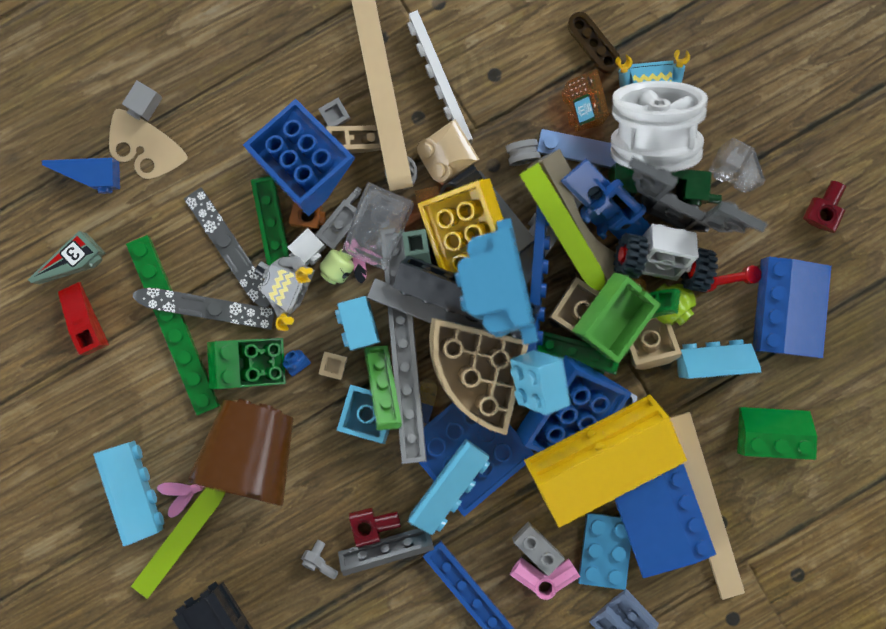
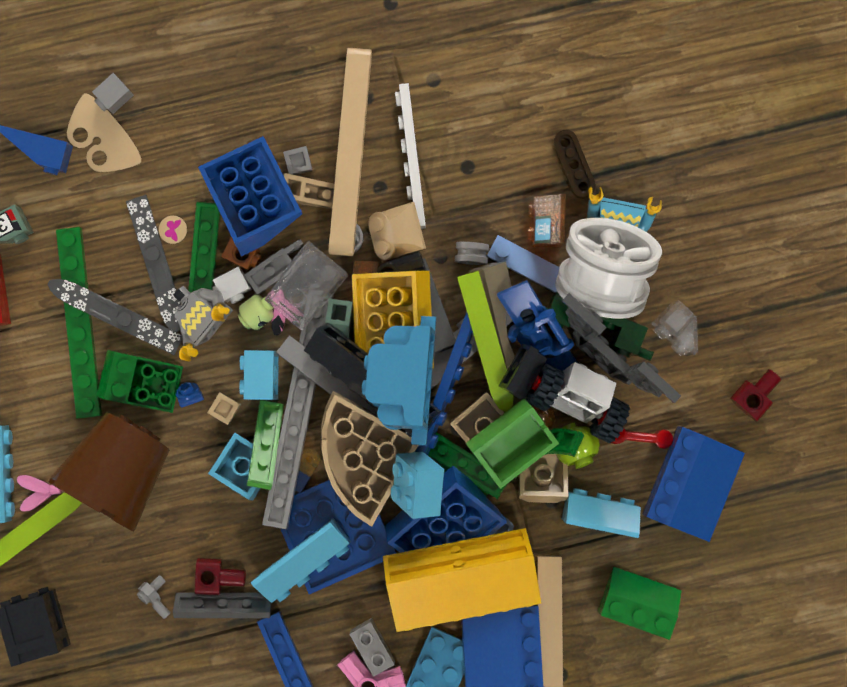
camera: 20 degrees right, 0 degrees up
(235, 212) = (172, 229): none -> tan sticker
(606, 246) = (523, 371): none -> black panel

